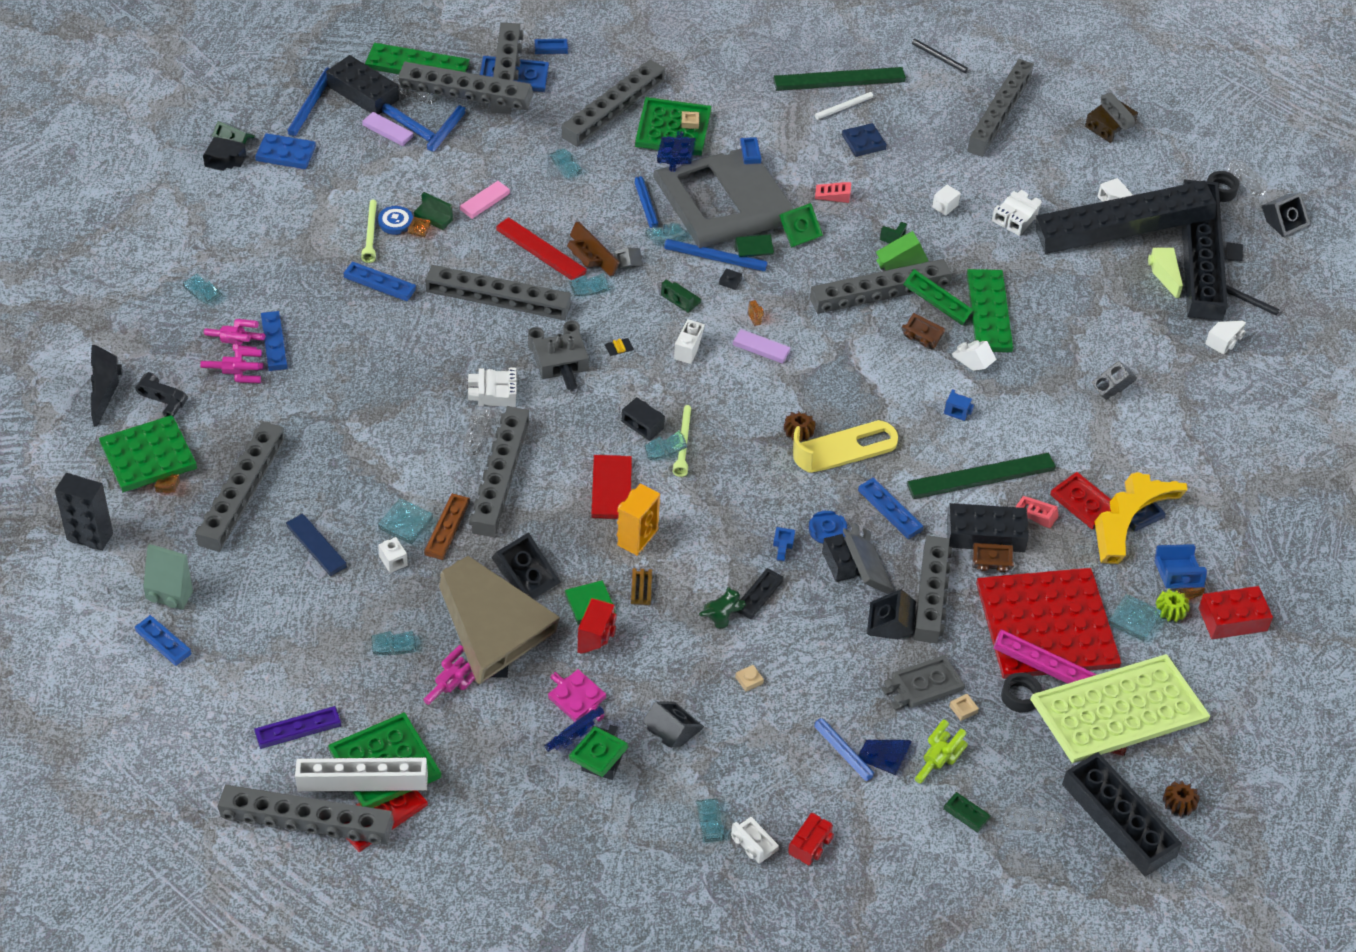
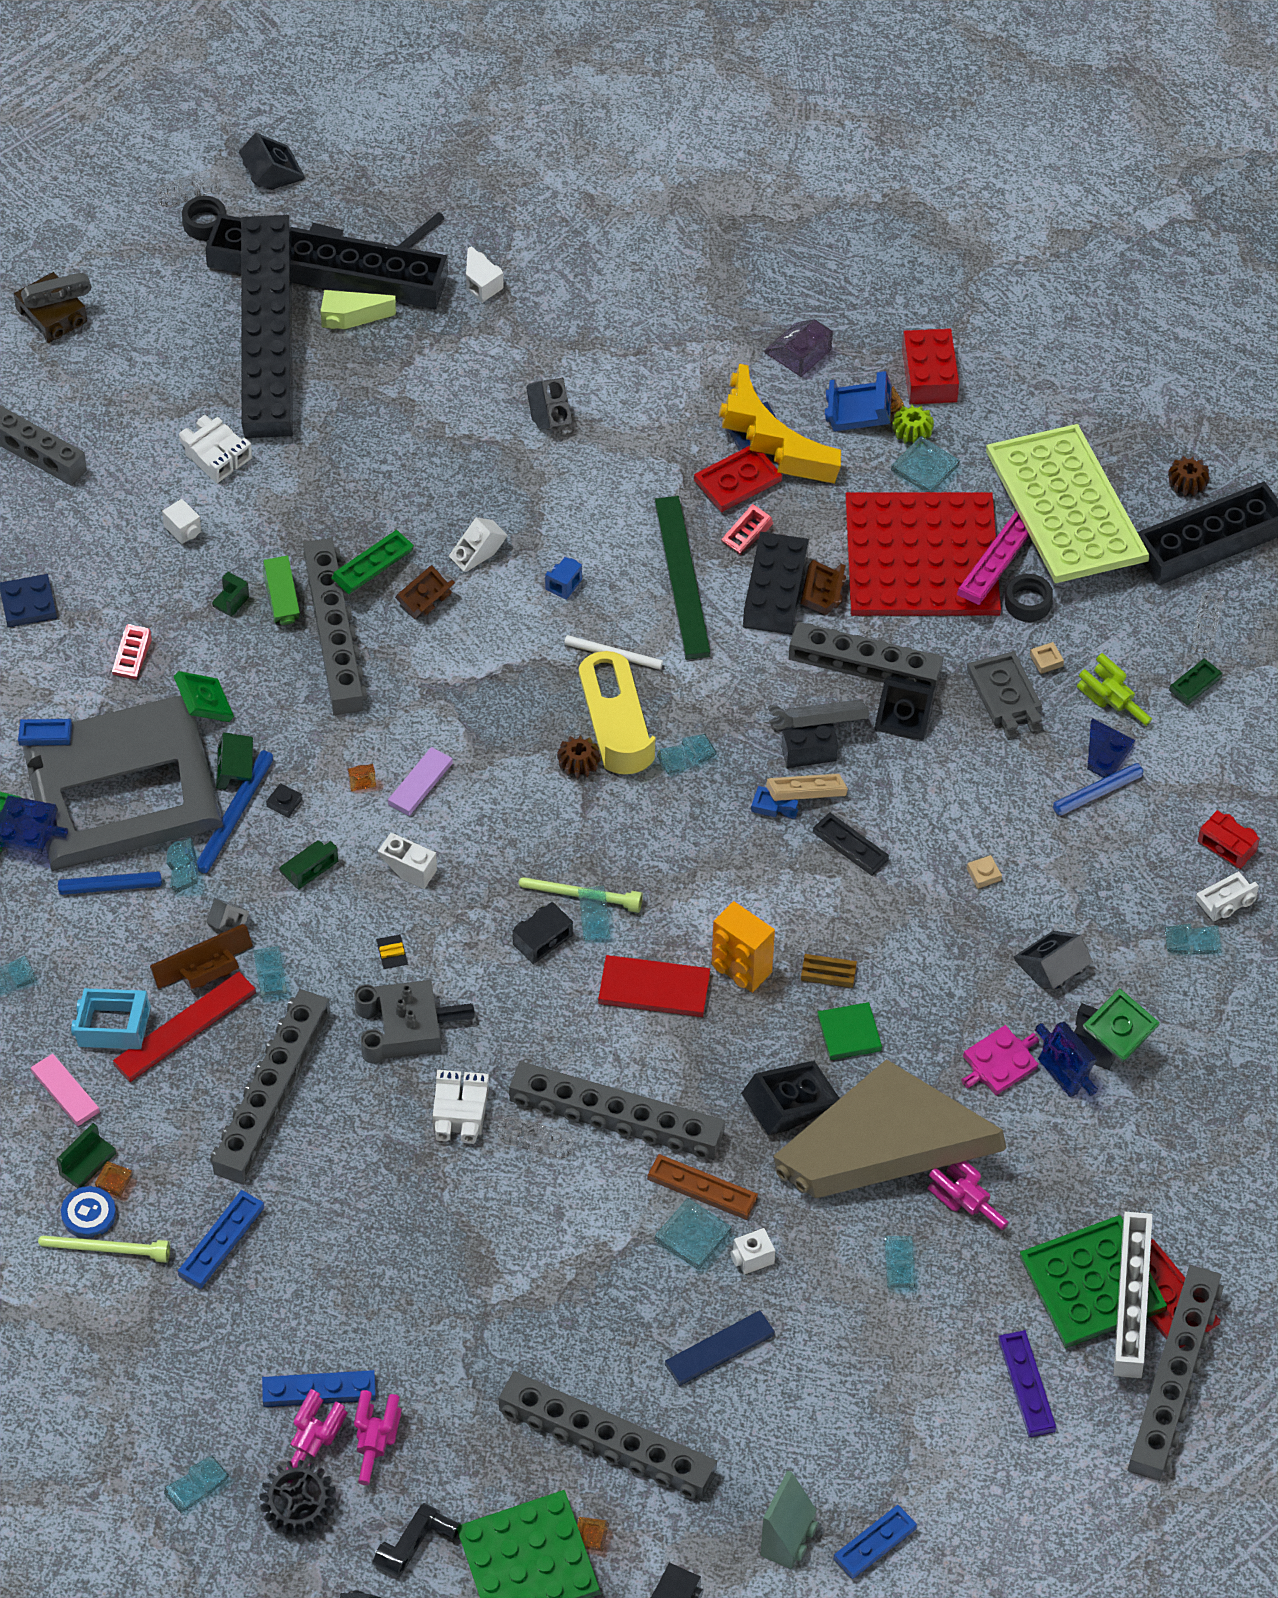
camera: 80 degrees left, 5 degrees up
(187, 332) = (286, 1494): none -> black gear
(536, 219) = (111, 1000): none -> medium azure window
(596, 626) = (909, 1019): red slope -> none
(721, 608) = (881, 884): dark green animal -> none
(799, 558) = (806, 787): none -> tan tile
(818, 490) = (690, 753): none -> clear light blue slope
(825, 525) = (749, 754): blue tile -> none
(890, 508) = (729, 680): blue plate -> none
(901, 441) = (630, 656): none -> white bar
(990, 309) = (382, 513): green plate -> none
(1113, 190) = (204, 332): white slope -> none
(1226, 531) = (801, 346): none -> clear purple slope

